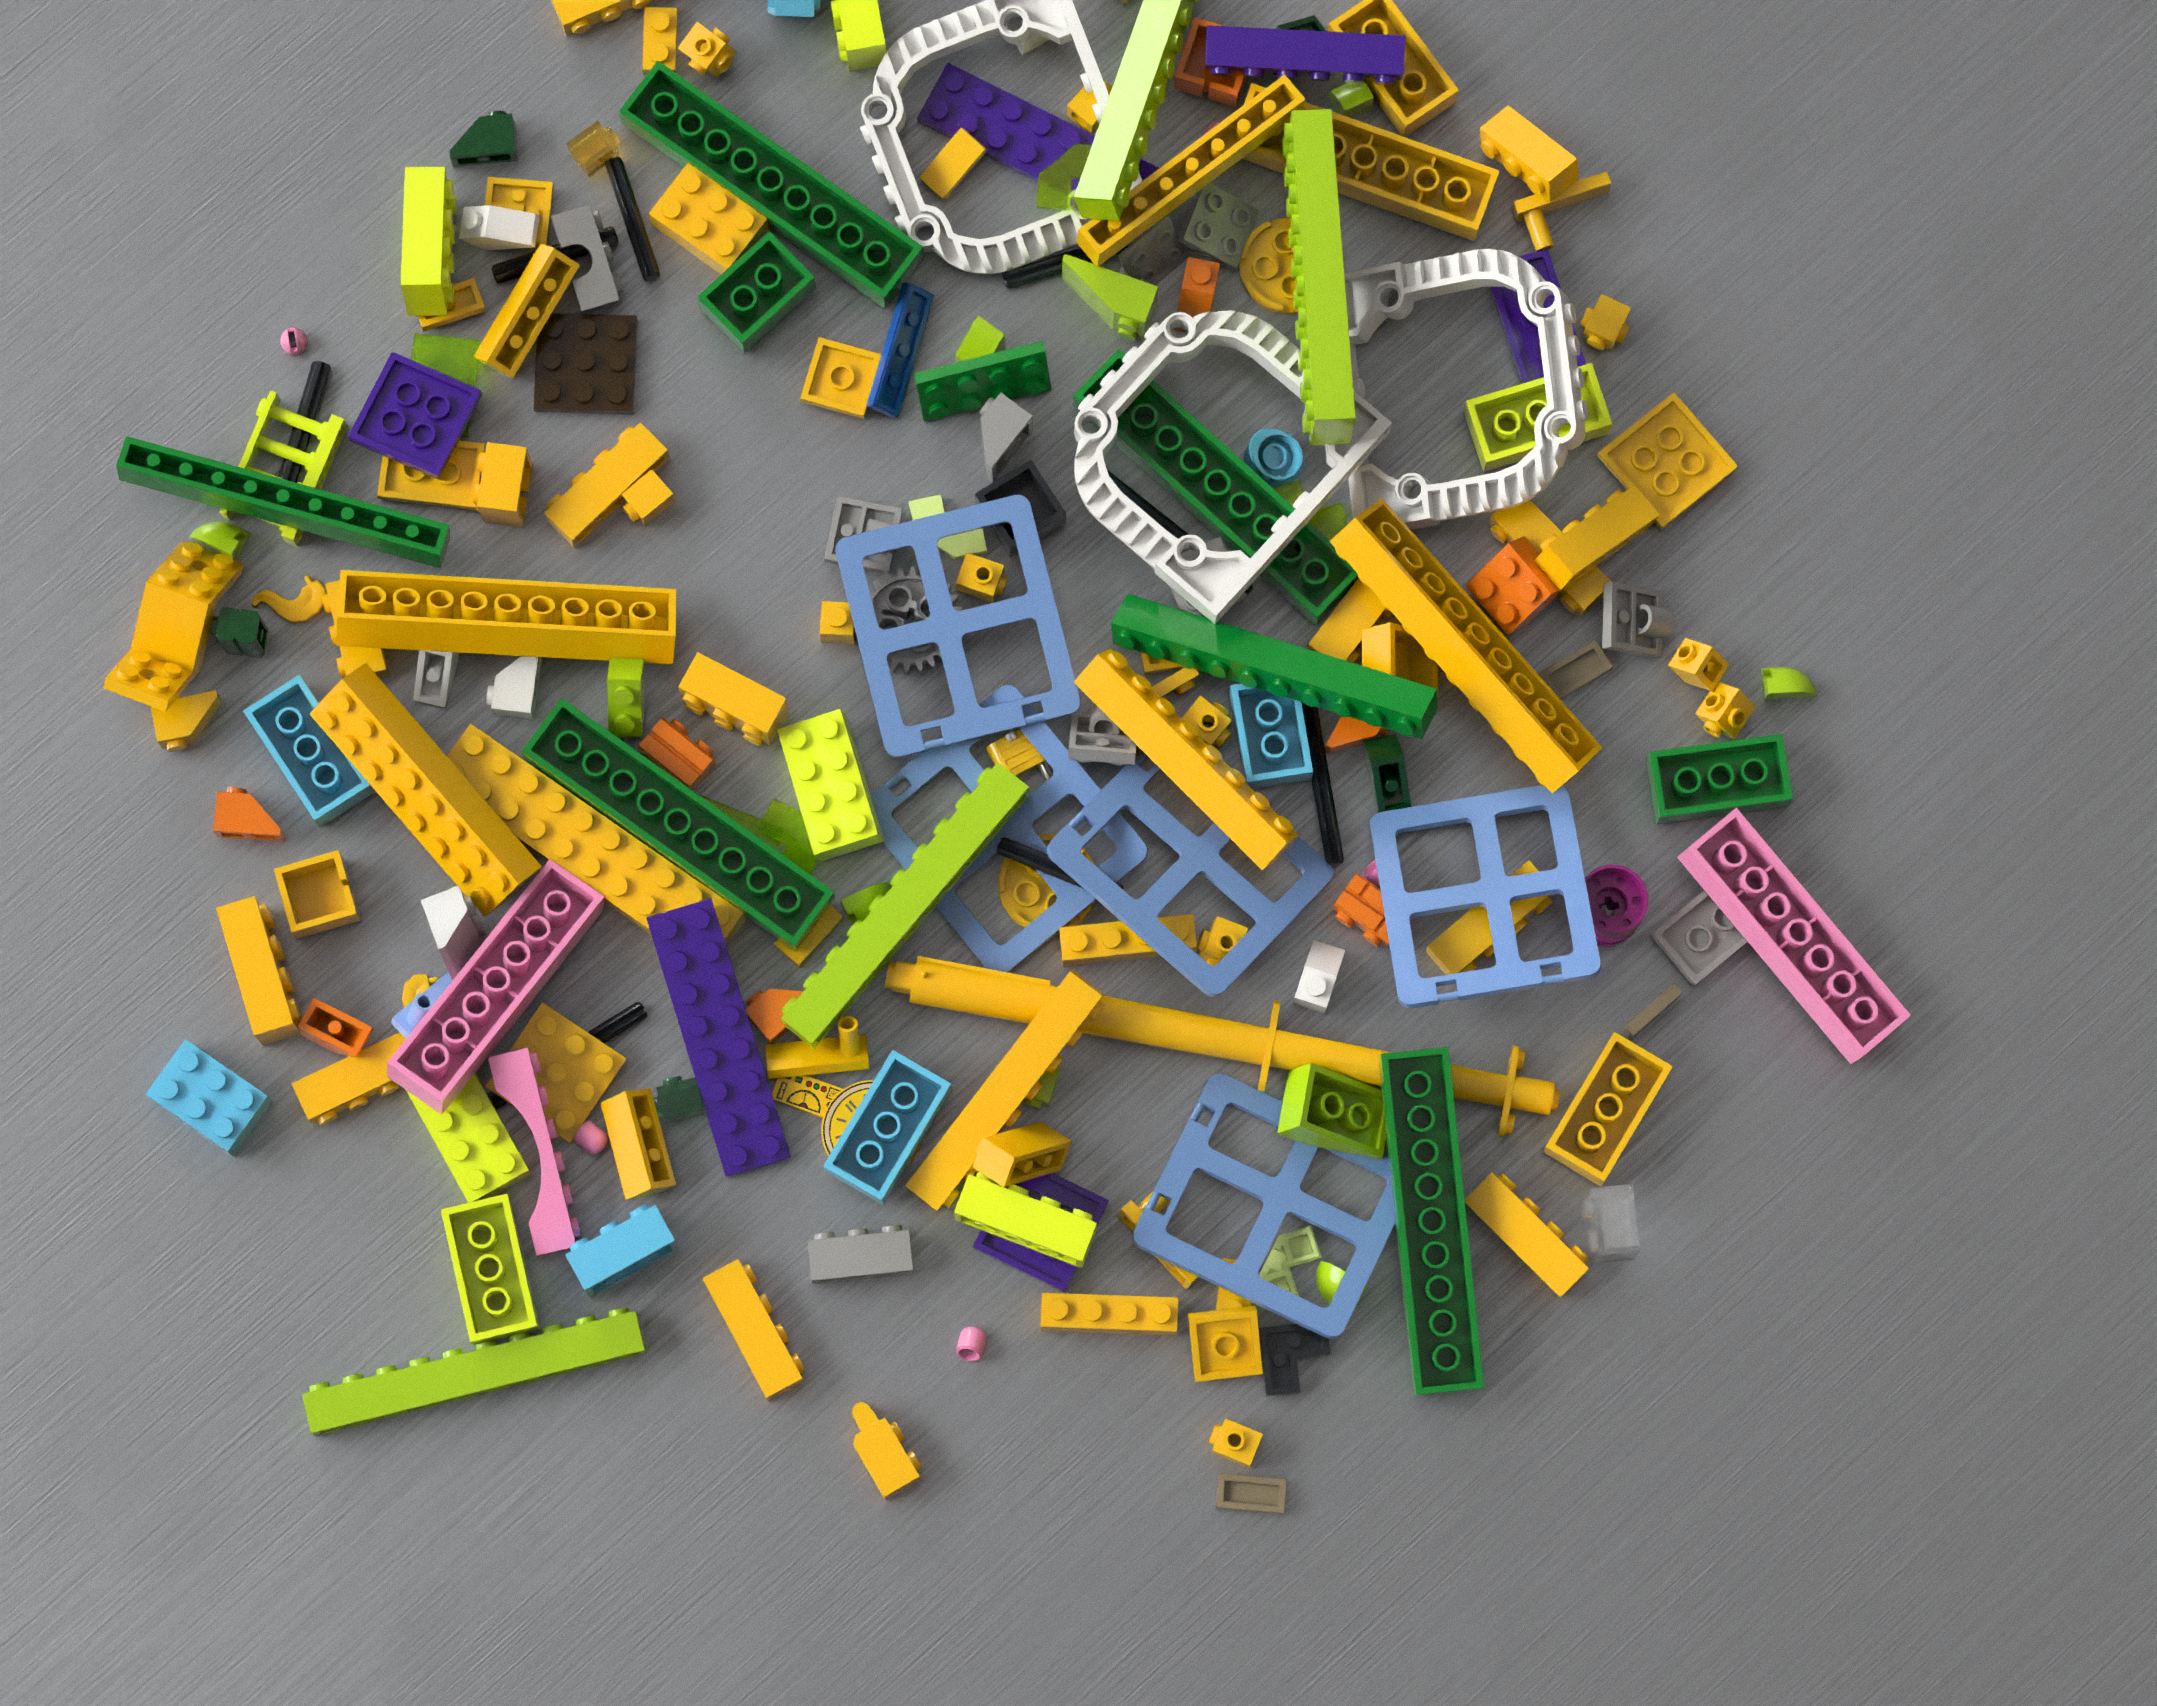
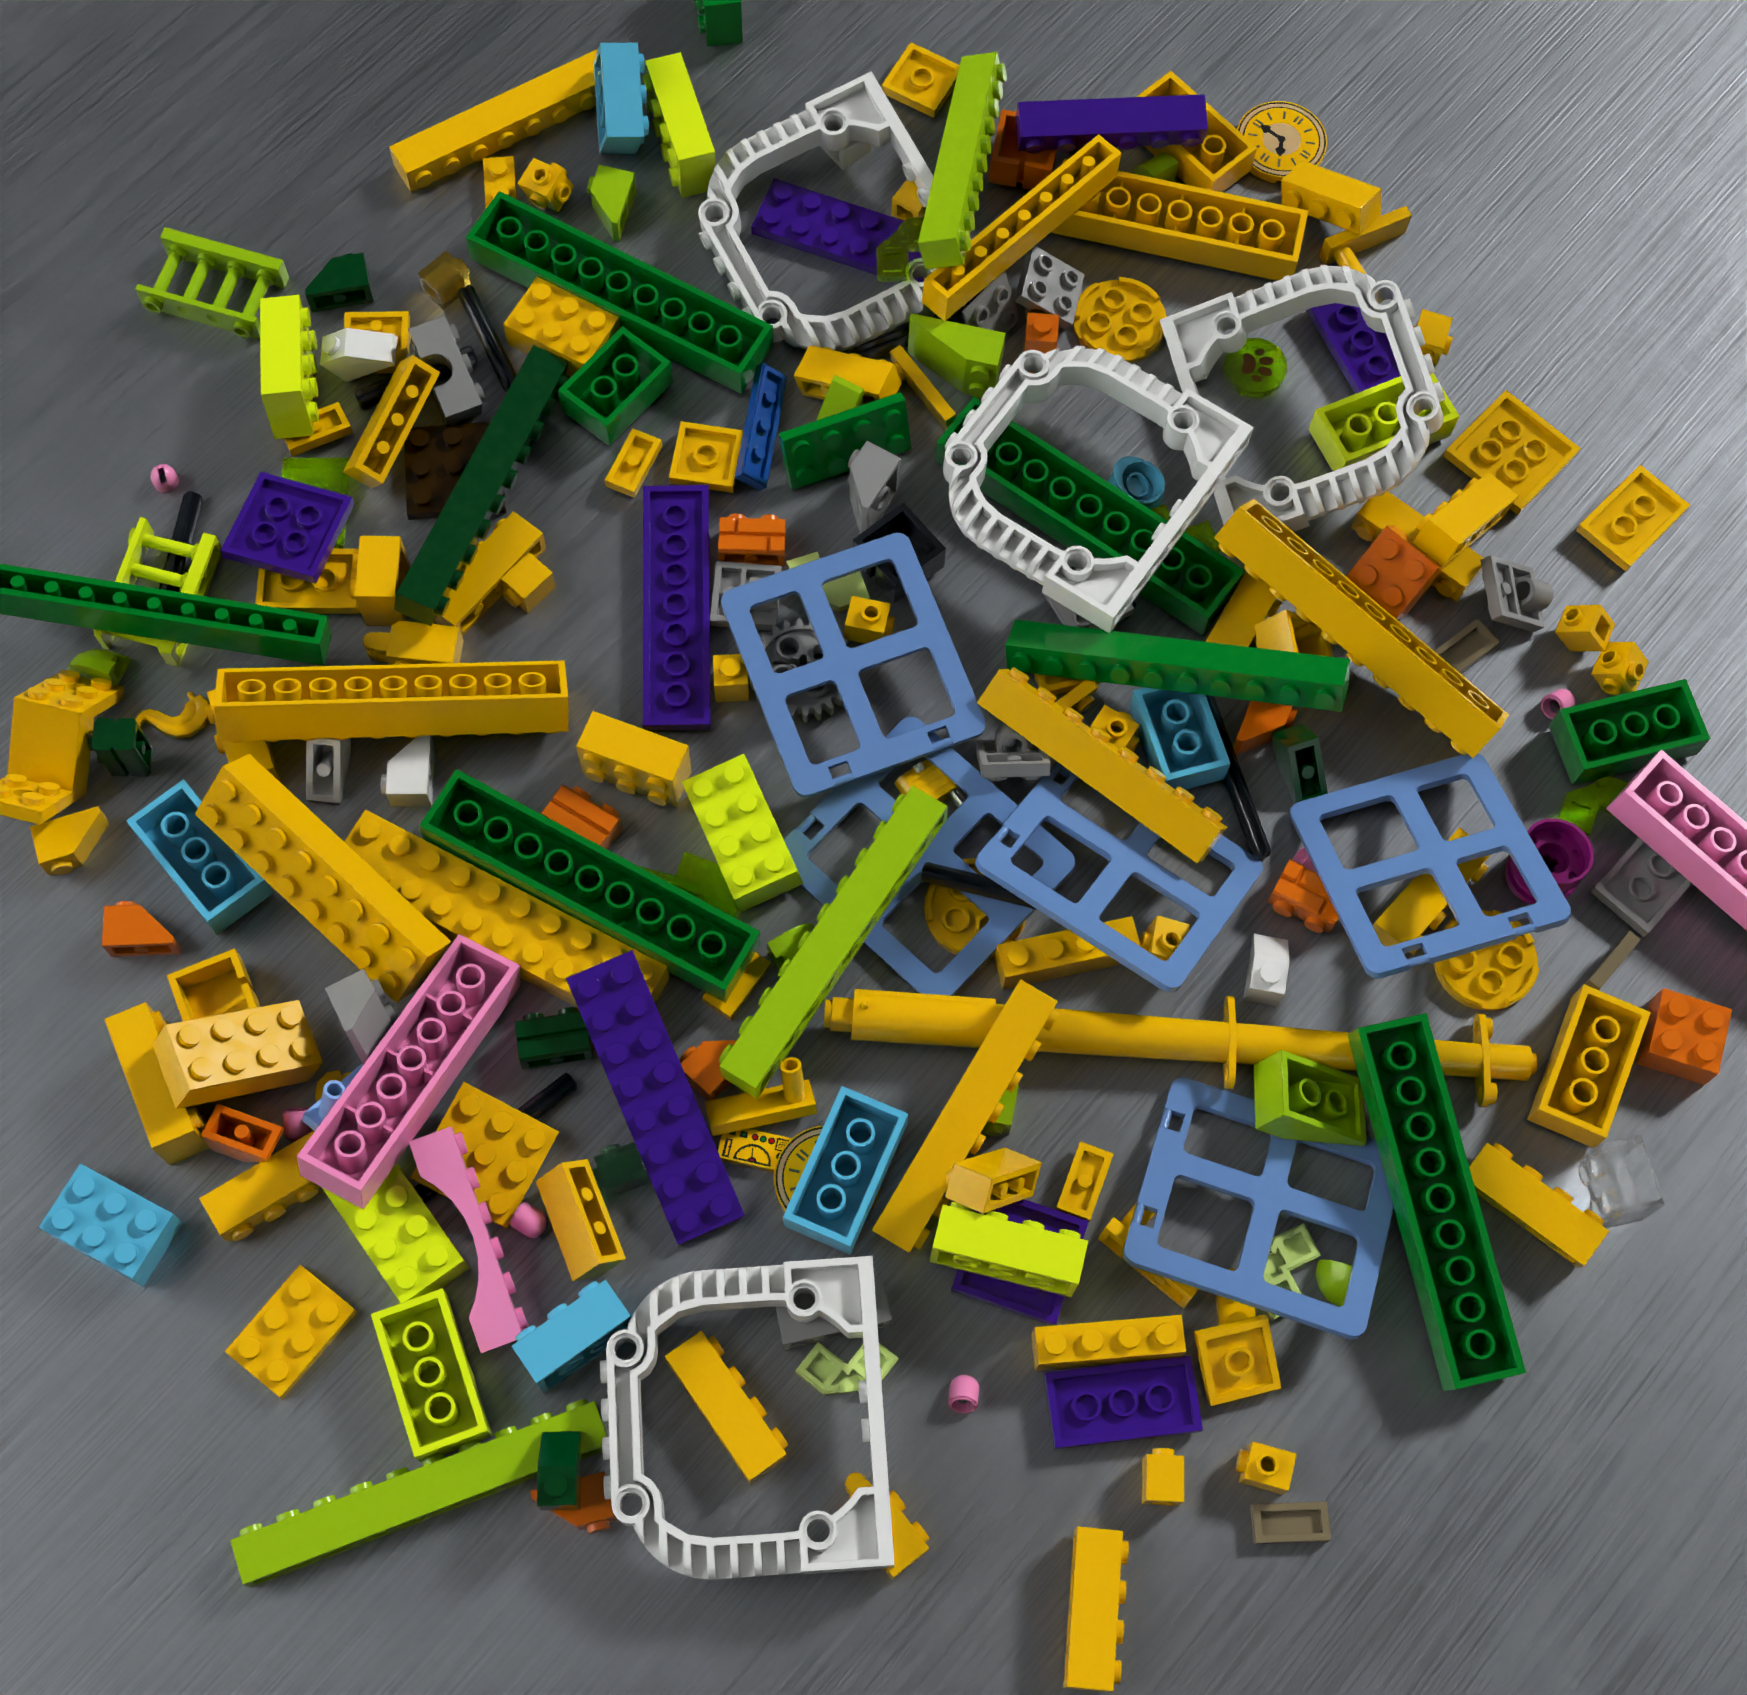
camera: 10 degrees left, 10 degrees down
(335, 953) = (236, 1053): none -> yellow brick
(352, 96) = (210, 256): none -> lime fence
(365, 1213) = (291, 1331): none -> yellow plate
(381, 1020) = (293, 1125): none -> bright pink piece
(532, 556) = (415, 644): none -> yellow hinge
(597, 1369) = (559, 1471): none -> dark green slope
(612, 392) = (482, 488): none -> dark green brick
(613, 1397) = (594, 1510): none -> orange slope
(626, 696) = (524, 766): lime brick -> none
(628, 968) = (552, 1038): none -> dark green brick
(766, 376) = (633, 463): none -> yellow plate
(775, 69) = (612, 197): none -> lime slope
(792, 538) = (676, 608): none -> dark purple plate
(859, 1452) = (859, 1530): none -> white arch
(876, 476) = (752, 539): none -> orange brick
(880, 1314) = (833, 1376): none -> yellowish green tile
(953, 163) = (791, 260): yellow tile -> none
(973, 296) = (820, 365): none -> yellow brick
(1047, 304) = (922, 387): none -> yellow piece
(1059, 1546) = (1093, 1610): none -> yellow brick
(1111, 1162) = (1084, 1181): none -> yellow plate
(1115, 1368) = (1122, 1402): none -> dark purple plate
(1140, 1440) = (1163, 1478): none -> yellow brick
(1279, 1355) = (1297, 1361): black plate -> none
(1319, 277) = (1164, 303): lime brick -> none
(1421, 337) = (1256, 368): none -> clear neon green tile
(1494, 69) = (1283, 138): none -> tile
(1538, 1012) = (1493, 975): none -> yellow tile
(1662, 845) = (1582, 804): none -> clear neon green tile
(1663, 733) = (1562, 696): none -> bright pink piece
(1707, 1090) = (1684, 1036): none -> orange brick
(1777, 547) = (1633, 518): none -> yellow plate
(1786, 683) = (1668, 641): lime brick -> none

